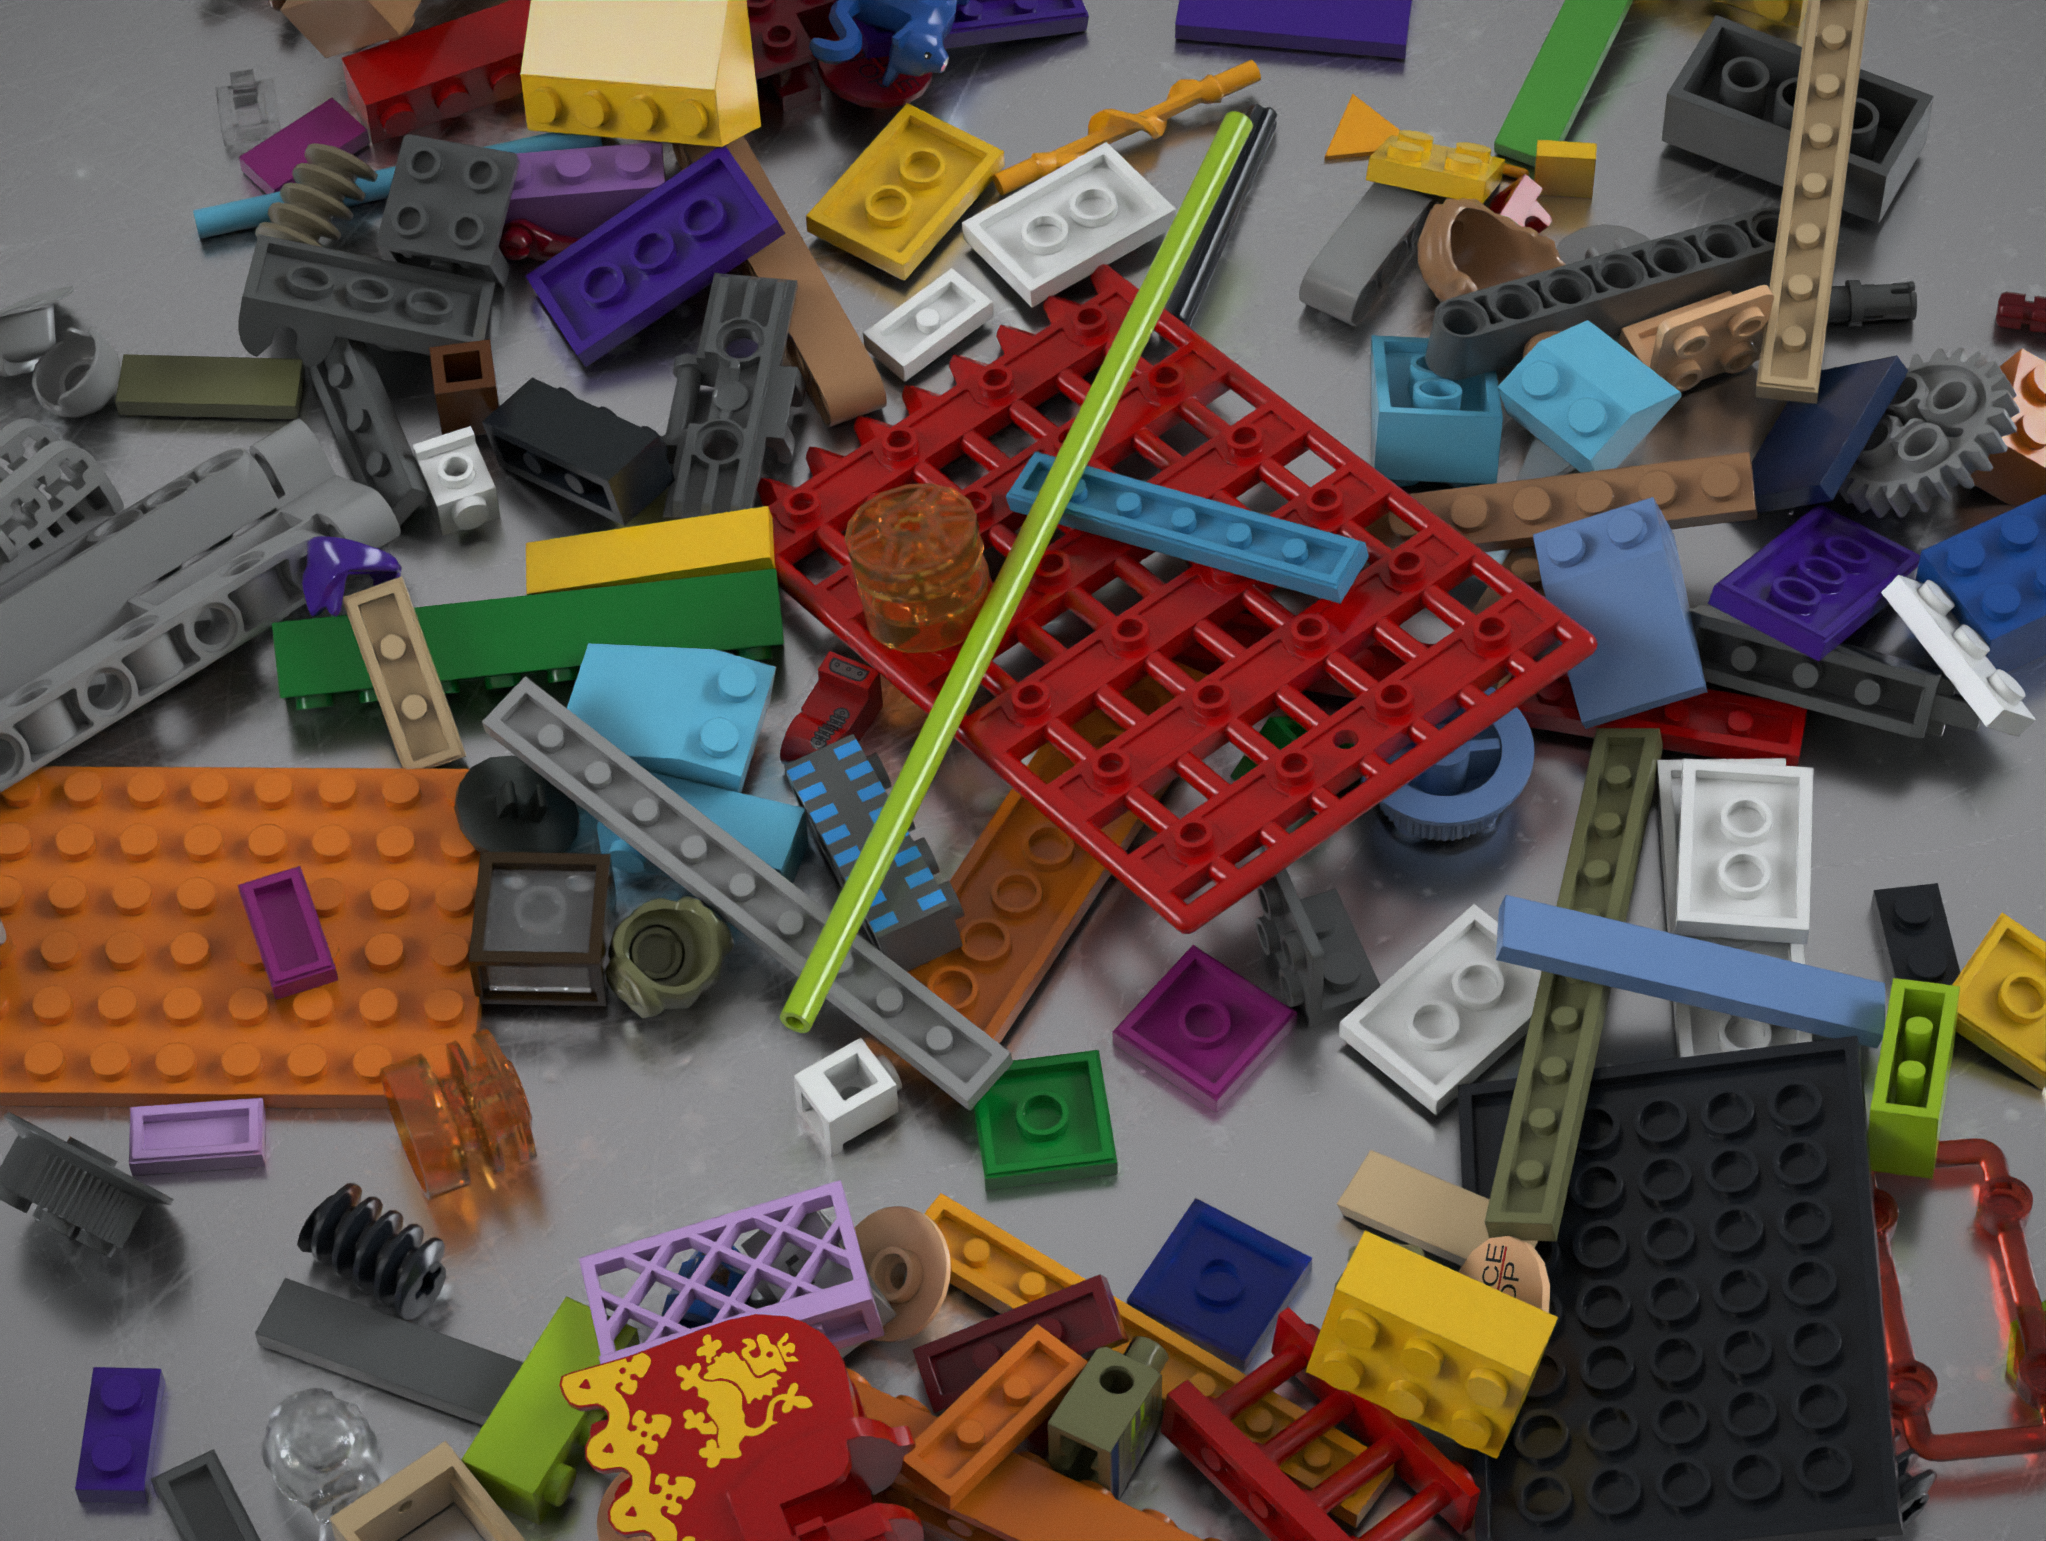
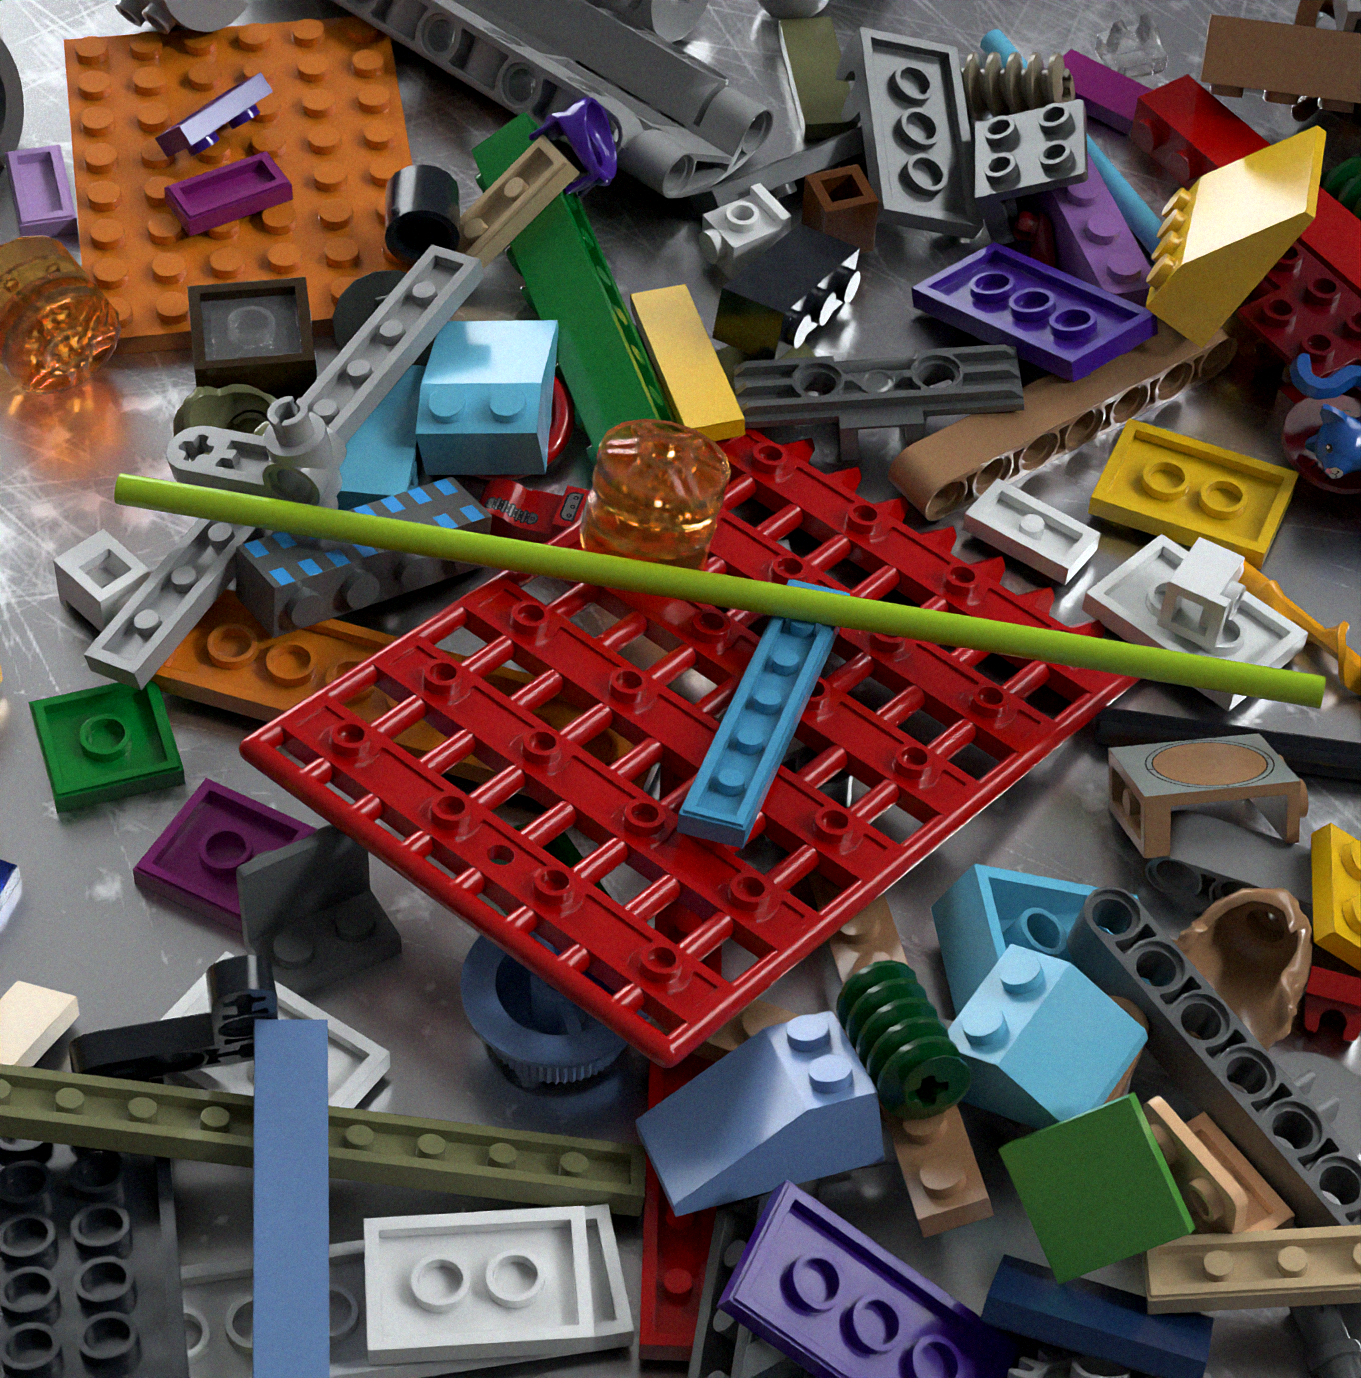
camera: 75 degrees right, 5 degrees down
(170, 926) = (198, 129): none -> plate
(399, 741) = (421, 212): none -> black piece
(792, 877) = (291, 462): none -> light grey piece
(1070, 195) = (1203, 593): none -> white brick
(1289, 252) = (1168, 774): none -> medium nougat panel
(1463, 1005) = (237, 995): none -> black beam
(1597, 476) = (902, 1041): none -> dark green piece
(1728, 391) = (1097, 1188): none -> bright green tile

